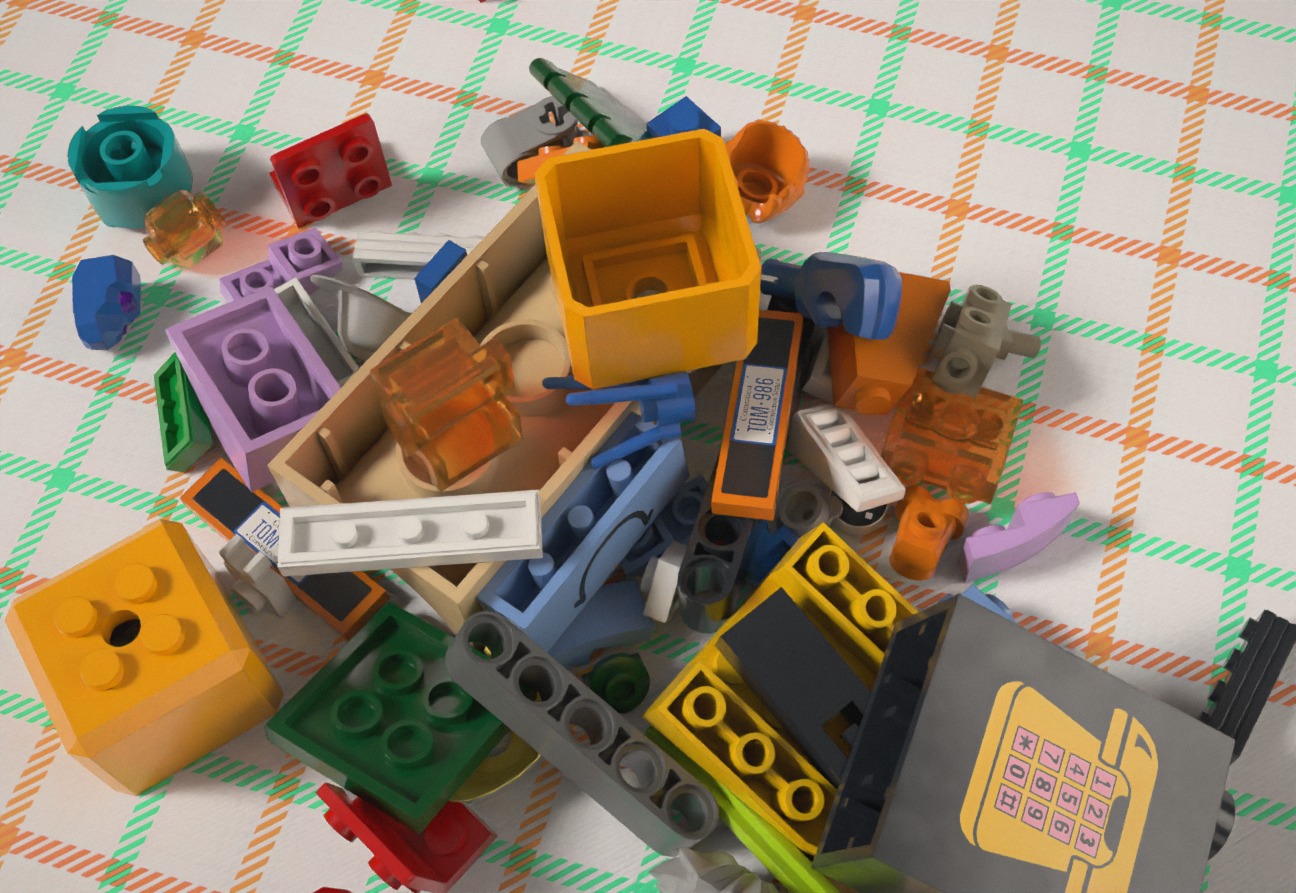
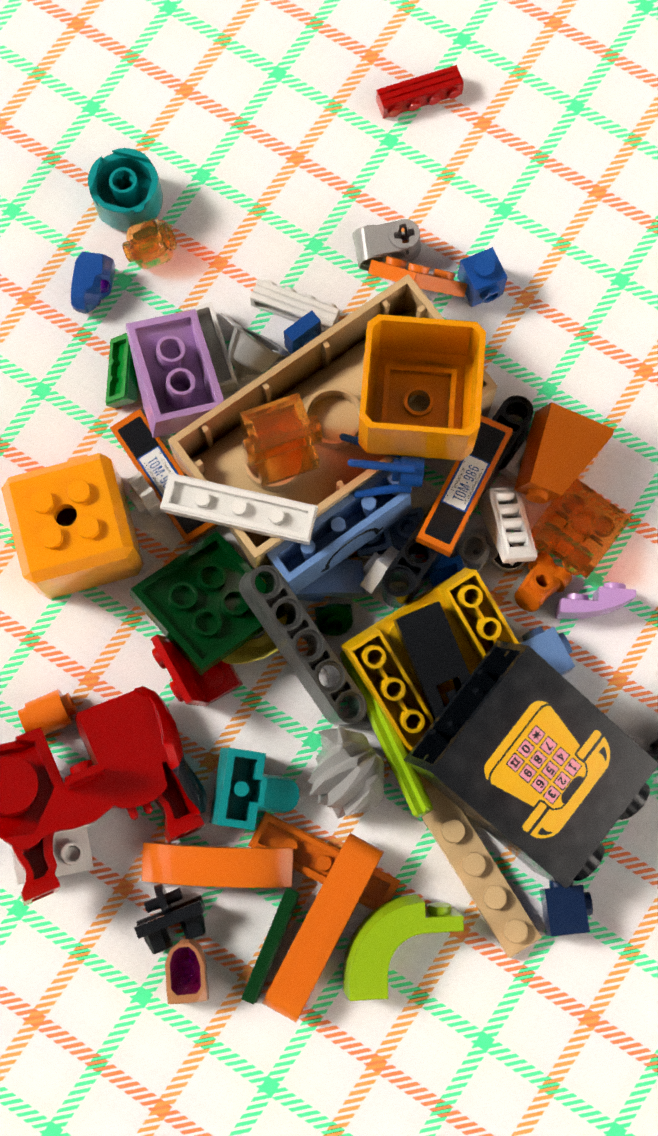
camera: 15 degrees right, 15 degrees up
(289, 258) = (213, 286): lavender slope -> none
(330, 170) = (251, 230): red bracket -> none
(588, 104) = (434, 248): dark green windscreen -> none
(768, 168) = (524, 313): orange hair -> none
(839, 285) = (538, 424): blue piece -> none
(973, 338) = (617, 470): dark tan brick -> none

